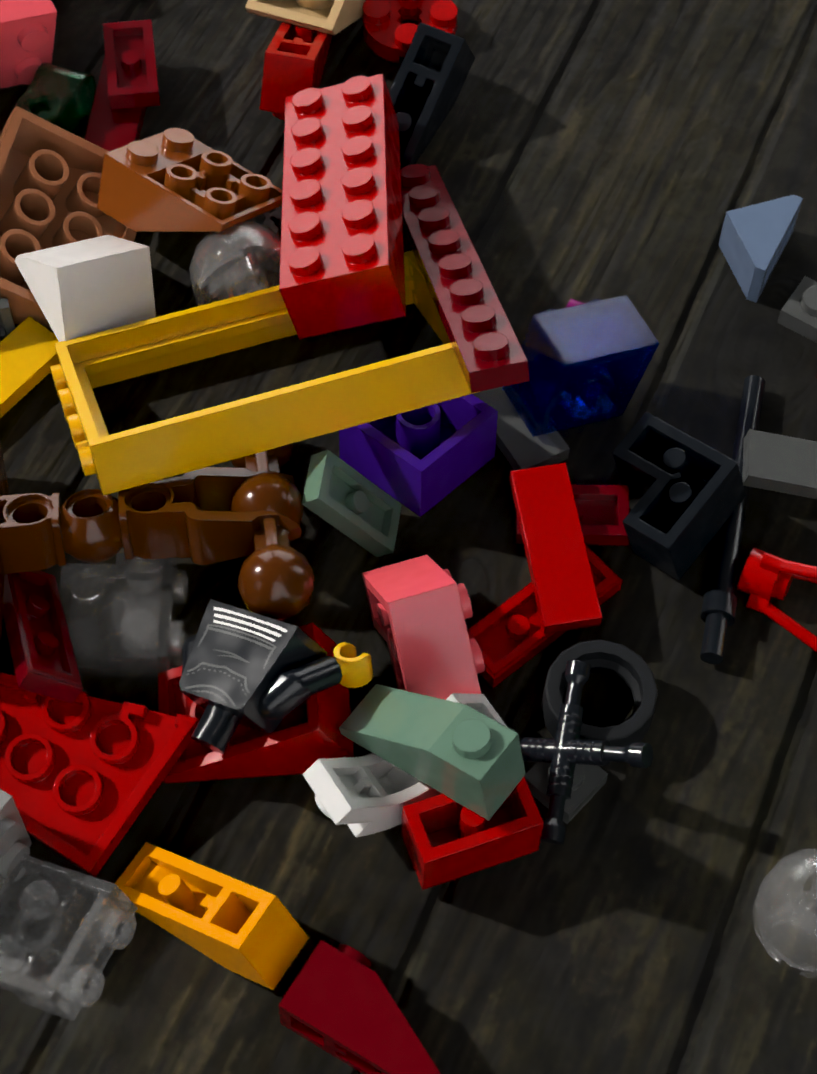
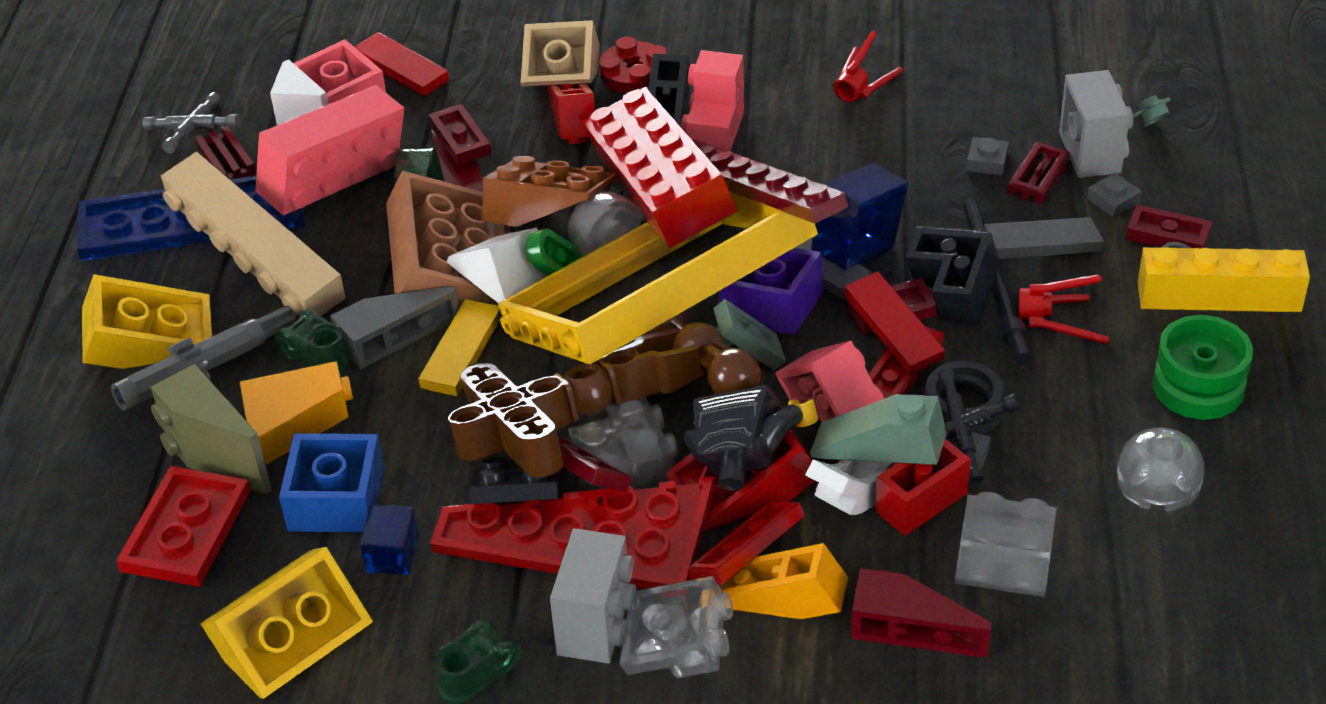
camera: 15 degrees left, 15 degrees down
(152, 287) = (549, 251): none -> green plate
(199, 832) = (746, 541): none -> red tile
(481, 119) = (717, 99): none -> coral brick
(544, 964) = (1006, 544): none -> clear plate
(684, 133) = (853, 78): none -> red plant
(755, 240) = (930, 125): sand blue slope -> none

